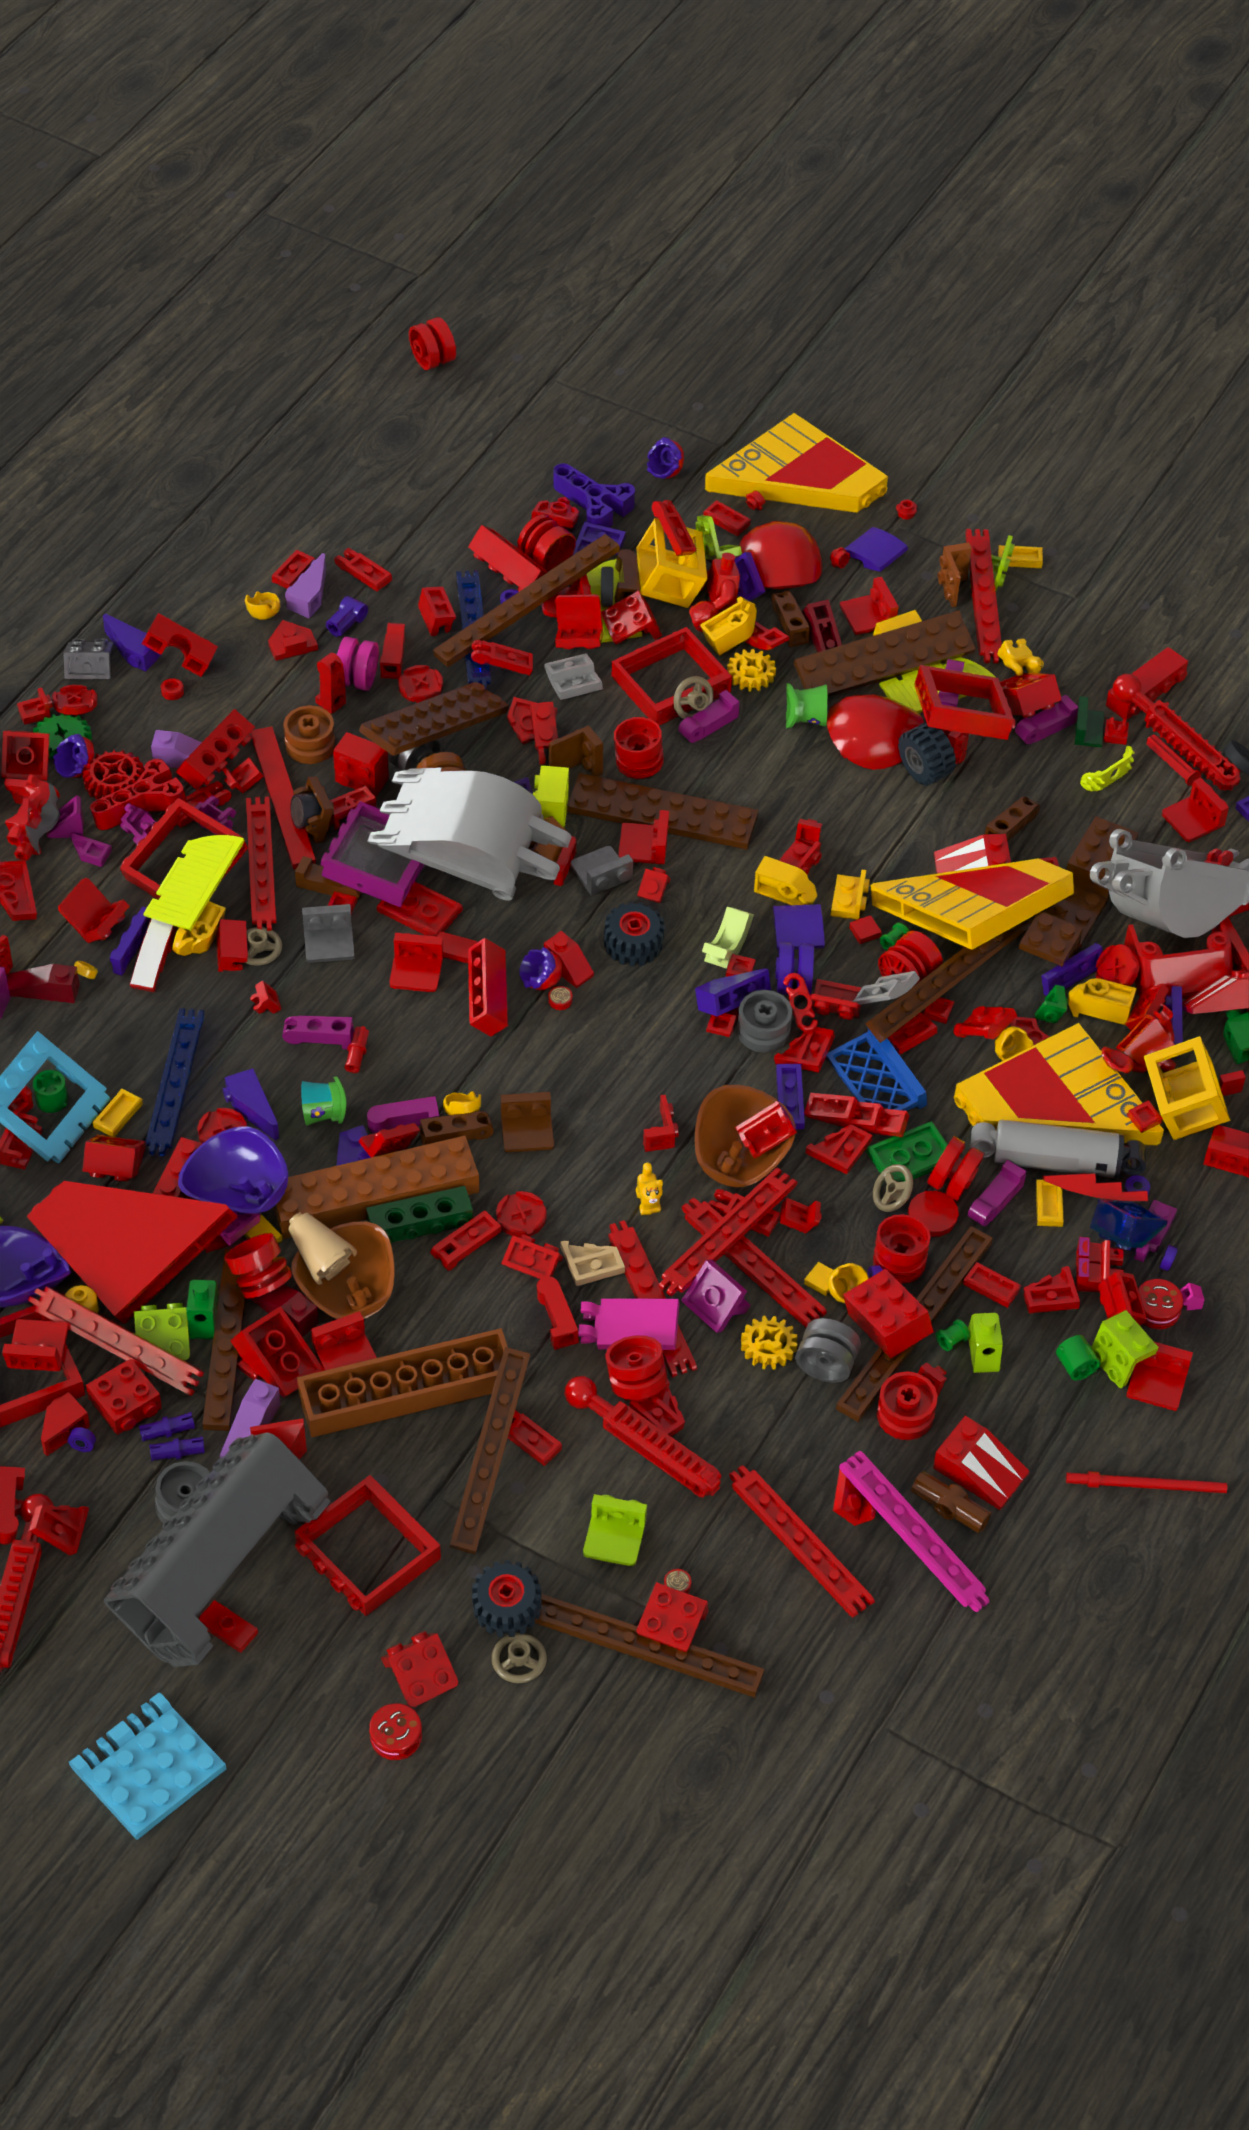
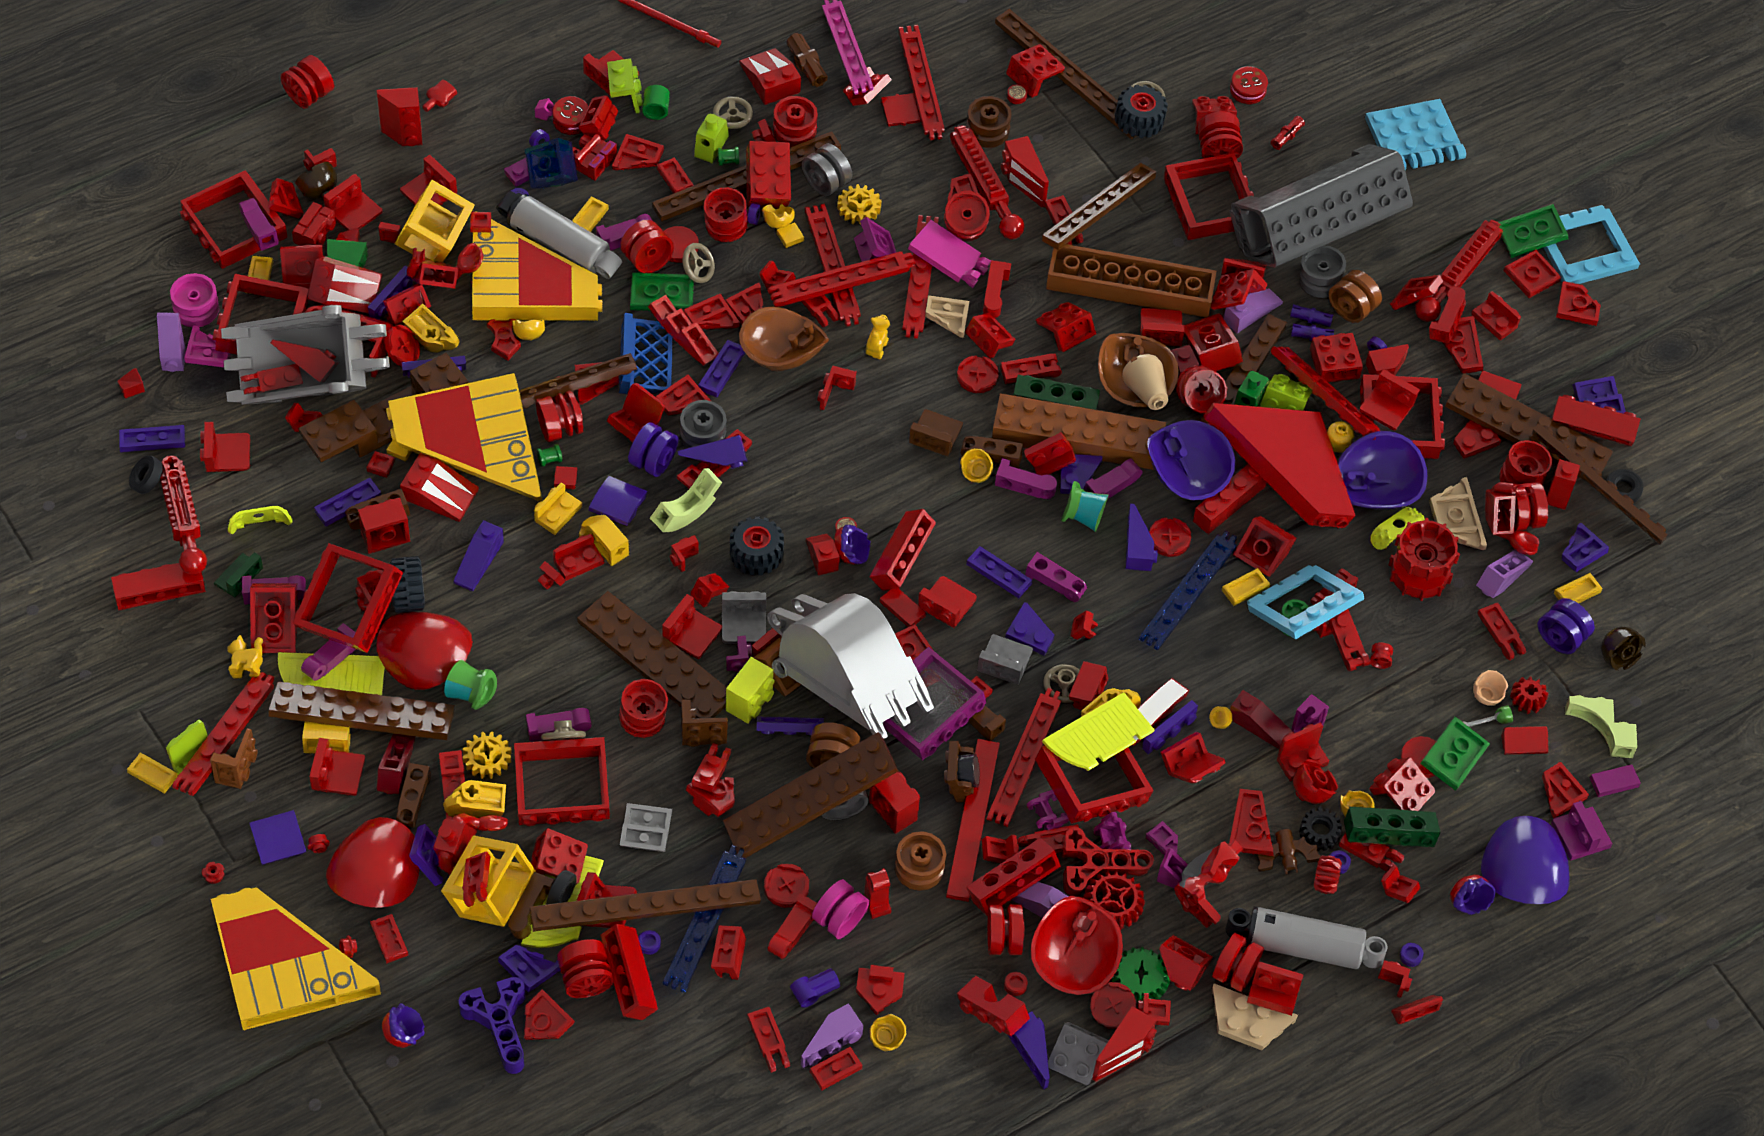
camera: 155 degrees left, 5 degrees up
(46, 662) = (1127, 1043): none -> red slope
(73, 756) = (1141, 931): dark purple hair -> none
(126, 715) = (1077, 946): none -> red piece
(130, 1472) = (1355, 296): none -> dark orange wheel
(200, 703) = (1009, 929): none -> red wheel
(275, 1403) = (1235, 287): none -> red bracket
(314, 1149) = (1115, 480): none -> magenta leg
(314, 1685) = (1295, 125): none -> red pin
(318, 978) = (1030, 630): none -> dark purple wing
(349, 801) = (923, 767): red hinge -> none
(356, 1049) = (1037, 546): red axle -> none
(381, 1015) = (999, 572): none -> dark purple plate
(391, 1613) = (1220, 135): none -> red wheel
(456, 1306) = (1069, 324): none -> red bracket
(502, 656) = (700, 864): red hinge -> none
(578, 621) = (616, 861): red bracket -> none
(583, 832) = (744, 650): none -> magenta bracket
(602, 1458) = (1025, 169): none -> red slope
(615, 1530) = (1043, 134): lime bracket -> none
(685, 1513) = (989, 120): none -> reddish brown wheel
(702, 903) = (682, 550): none -> red bracket
(712, 550) = (426, 888): lime bracket -> none
(766, 1129) = (765, 331): red hinge -> none
(800, 1013) = (670, 417): red piece -> none
(804, 1496) = (900, 109): none -> red piece
(809, 1171) = (746, 302): none -> red wing
(887, 988) = (598, 395): light grey slope -> none
(888, 826) = (479, 555): none -> dark purple slope
(984, 1397) = (733, 115): none -> dark tan piece
(985, 1022) = (530, 352): red plate -> none
(990, 796) = (384, 525): none -> red brick
(1046, 819) = (335, 507): none -> dark purple plate
(1053, 1006) = (471, 343): green bracket -> none
(1087, 1185) = (554, 197): red slope -> none
(1116, 731) = (220, 558): red tile -> none
(1173, 759) = (197, 493): red axle -> none

